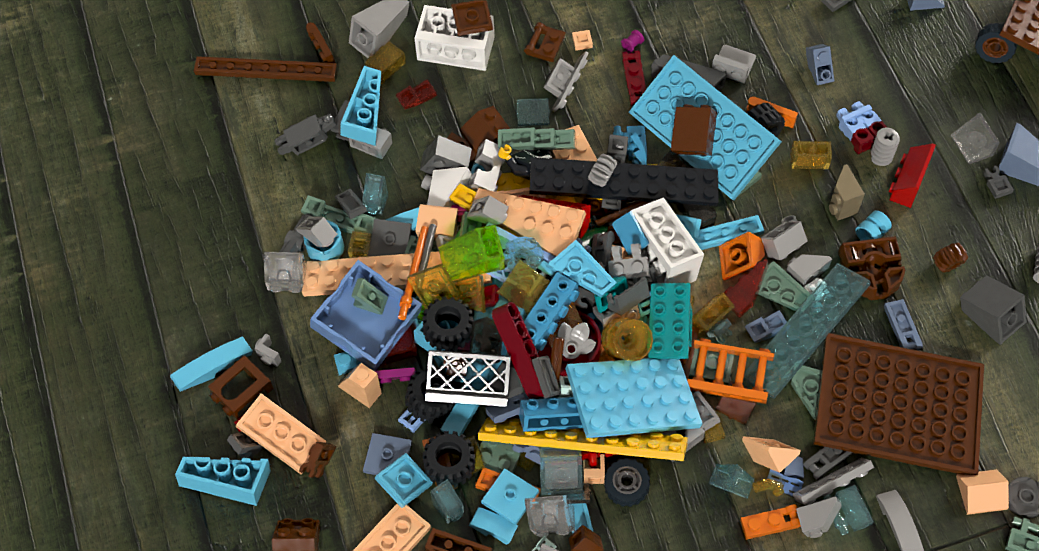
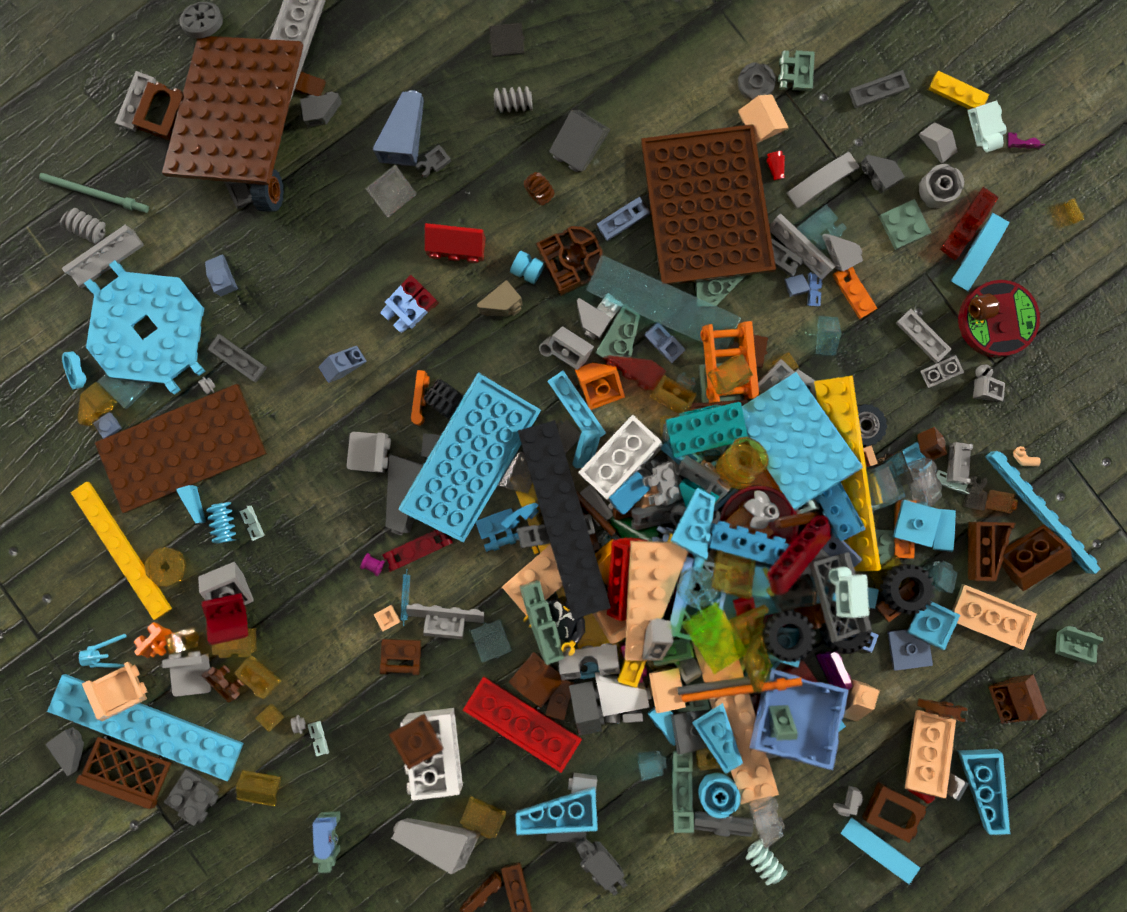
camera: 110 degrees left, 25 degrees up
(246, 262) = (766, 863): none -> light aqua piece
(317, 231) = (723, 805): light grey slope -> none
(350, 203) = (664, 786): dark grey tile -> none
(380, 248) = (719, 738): none -> medium azure wing
(416, 96) = (510, 768): clear red slope -> none
(423, 194) = (632, 716): none -> light grey plate
(450, 112) = (522, 724): none -> red plate
(468, 382) = (850, 592): none -> light aqua hinge
(546, 376) = (814, 524): dark grey tile -> none
(598, 59) = (406, 583): none -> medium azure piece
(602, 170) = (573, 540): light grey gear -> none
(694, 130) = (483, 465): reddish brown brick -> none
(717, 357) = (730, 375): none -> clear yellow brick
(770, 452) = (796, 304): light nougat slope -> none
(770, 484) = (822, 295): clear yellow arm -> none
(811, 155) = (462, 345): clear yellow brick -> none
(884, 146) = (430, 268): light grey piece -> none
(928, 485) = (776, 163): none -> red cone

